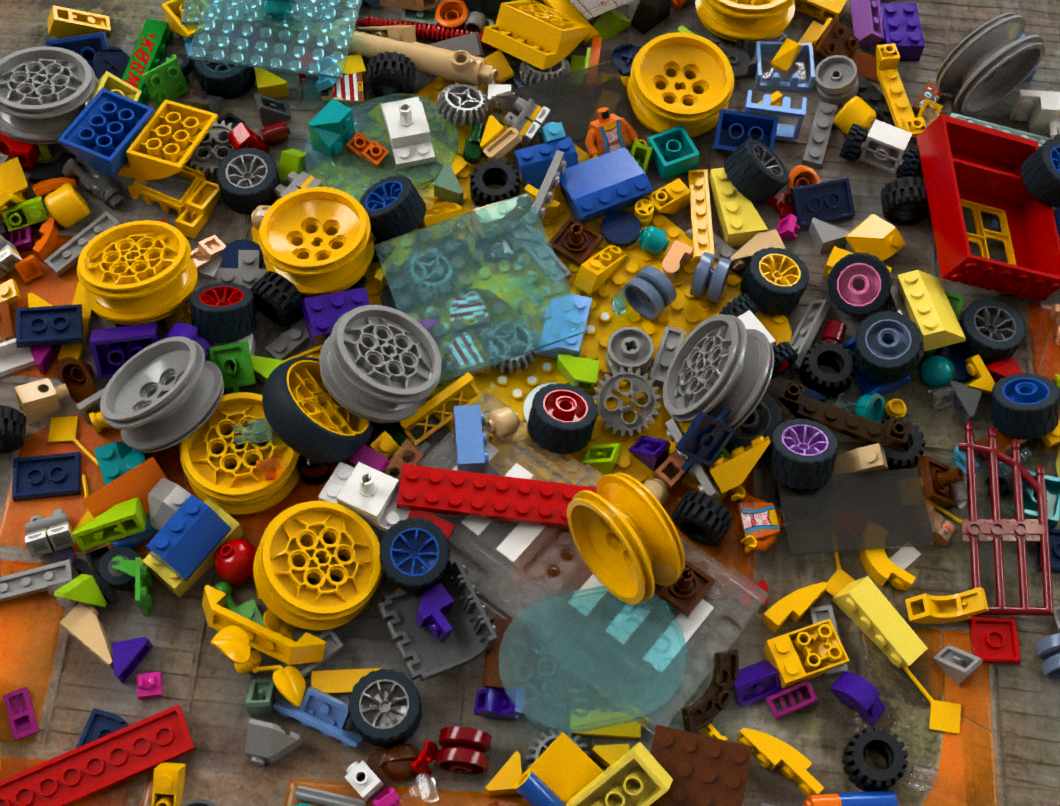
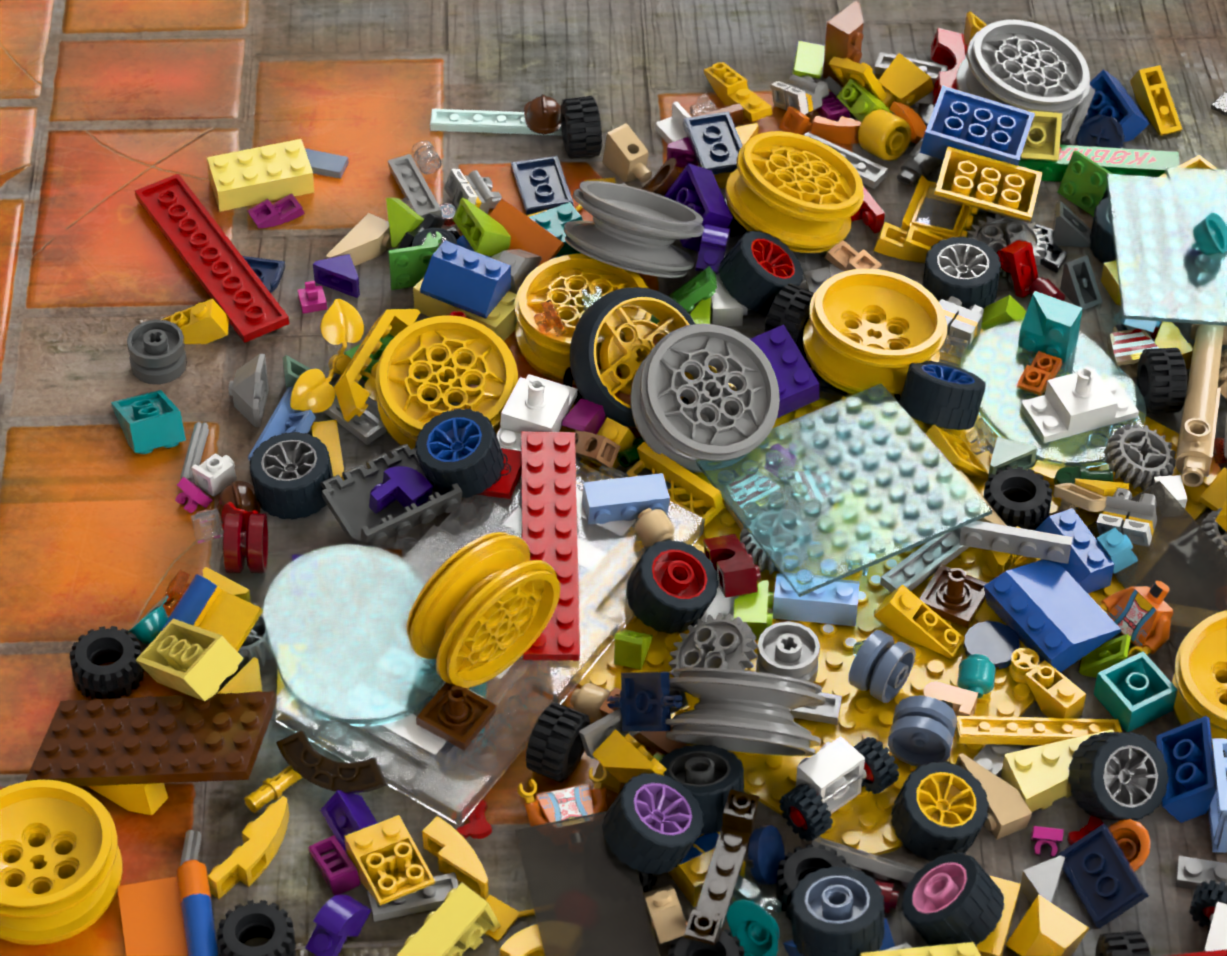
camera: 85 degrees right, 15 degrees down
(524, 378) = (733, 565): none -> dark red arch

